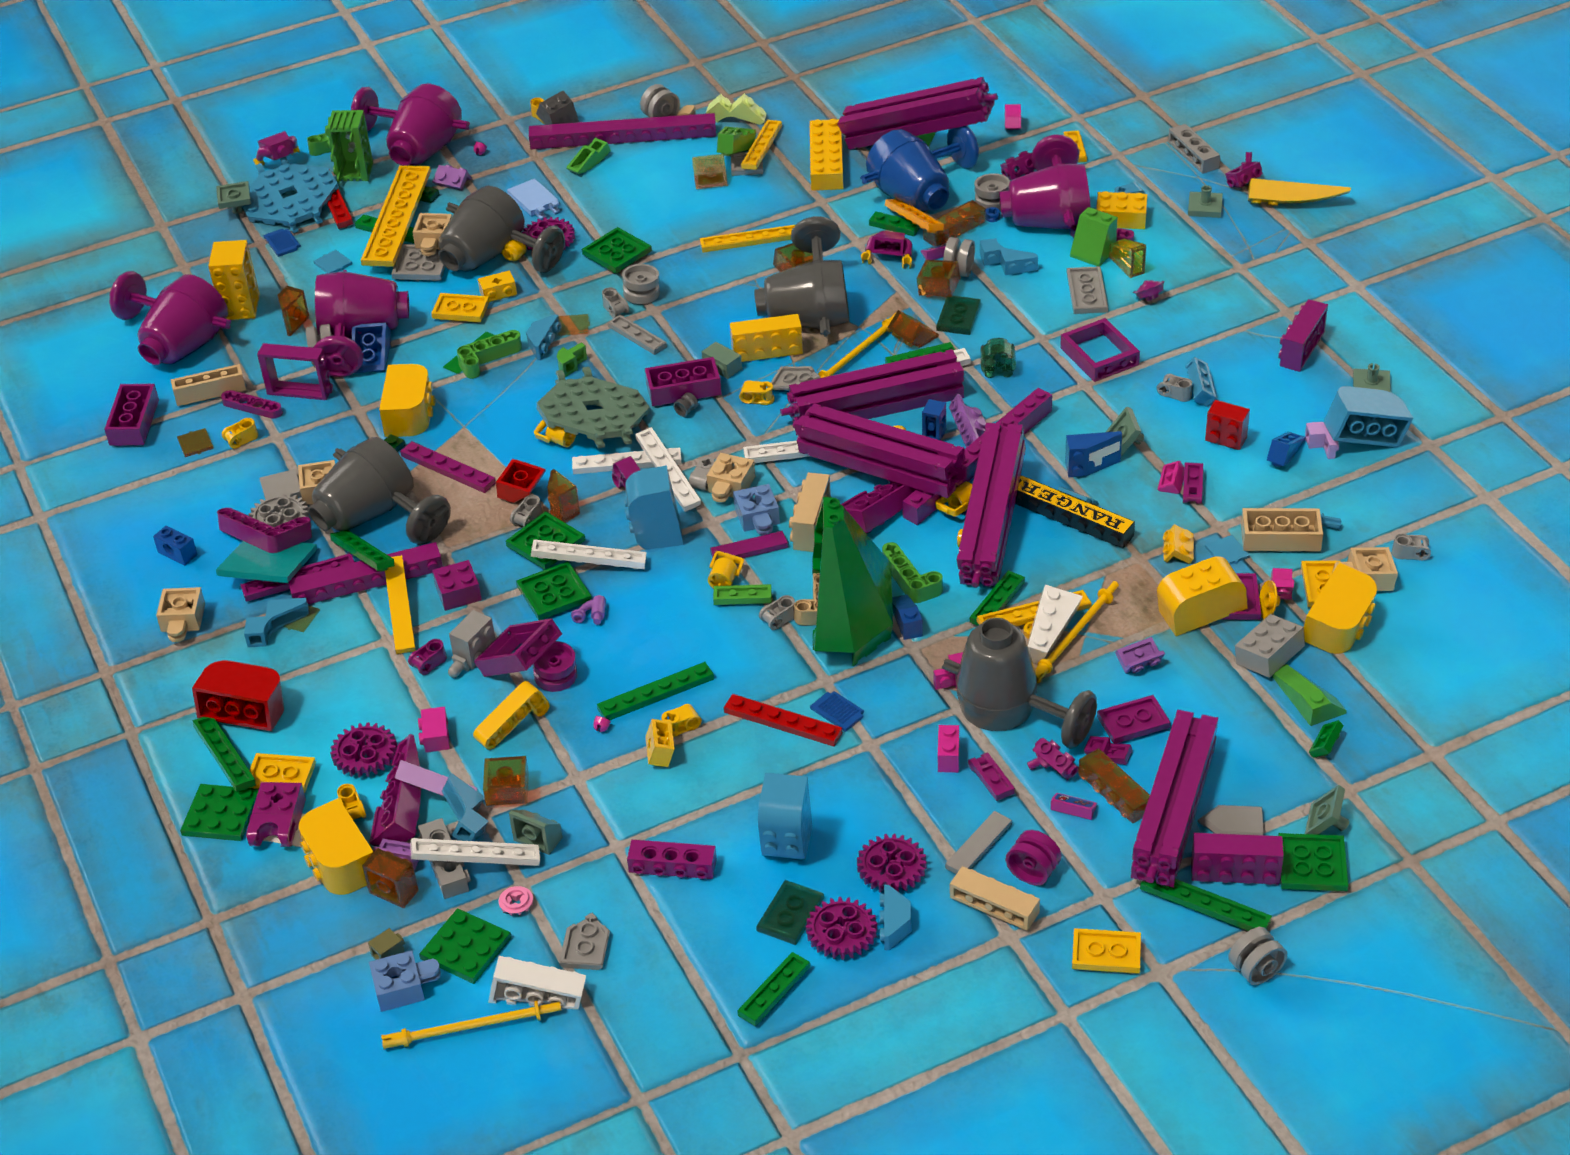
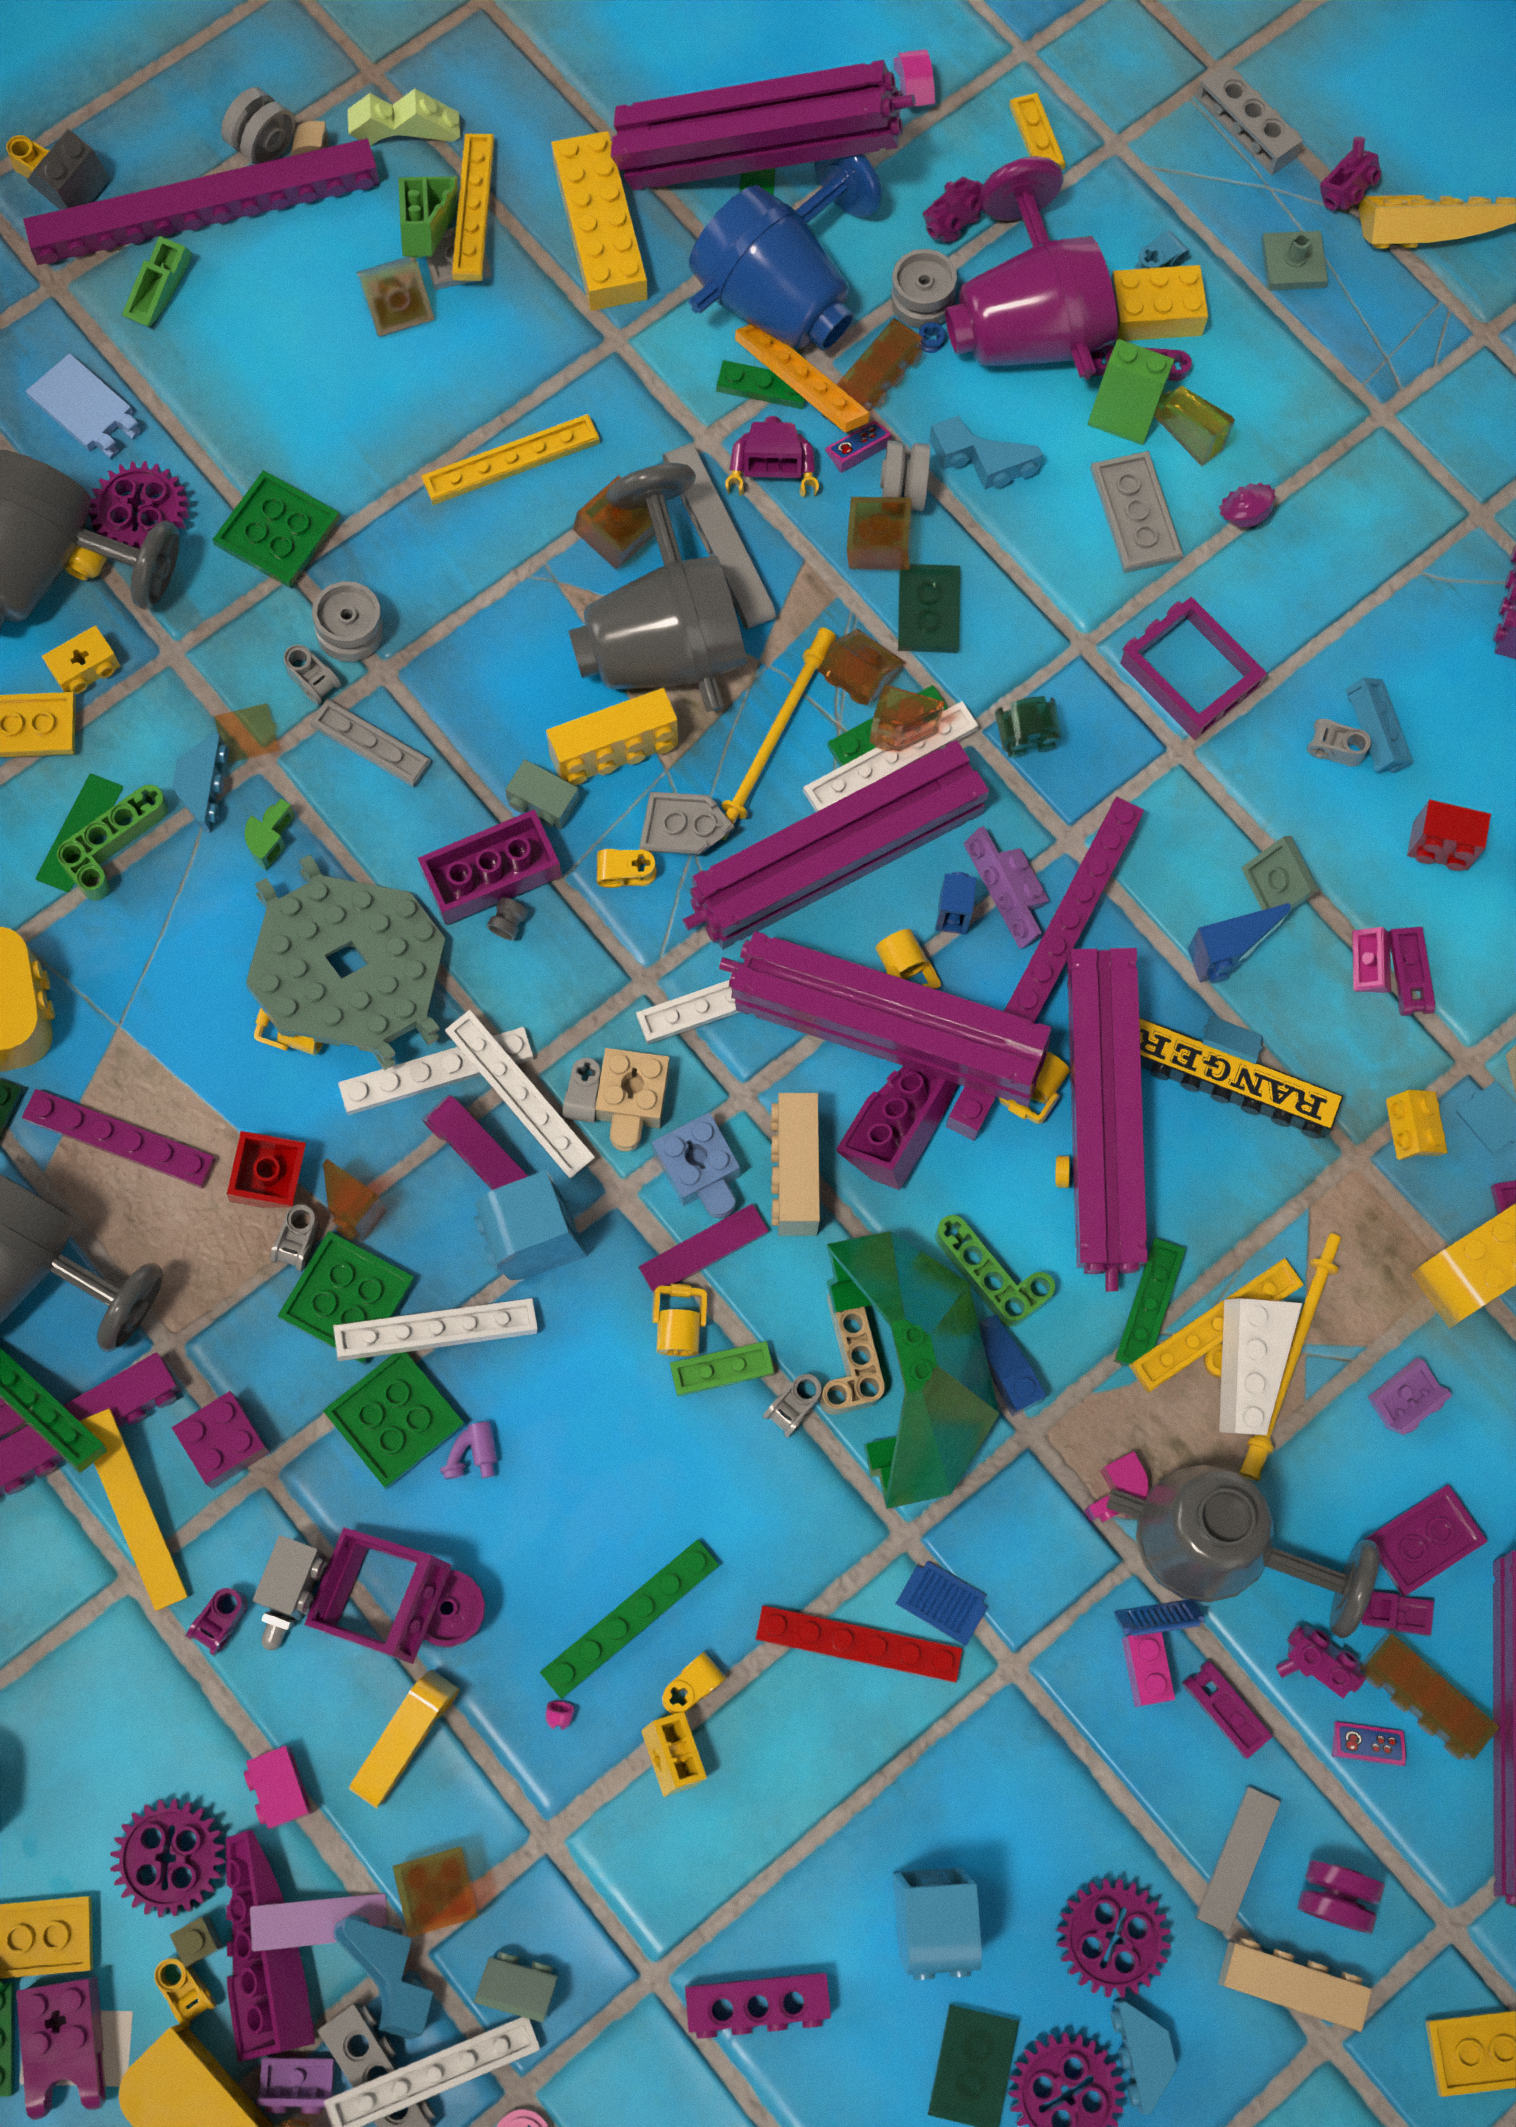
camera: 20 degrees left, 30 degrees up
(366, 784) = (196, 1941): none -> olive brick
(854, 280) = (723, 541): none -> light grey beam
(926, 339) = (904, 719): none -> clear orange slope
(966, 726) = (1159, 1618): none -> blue window

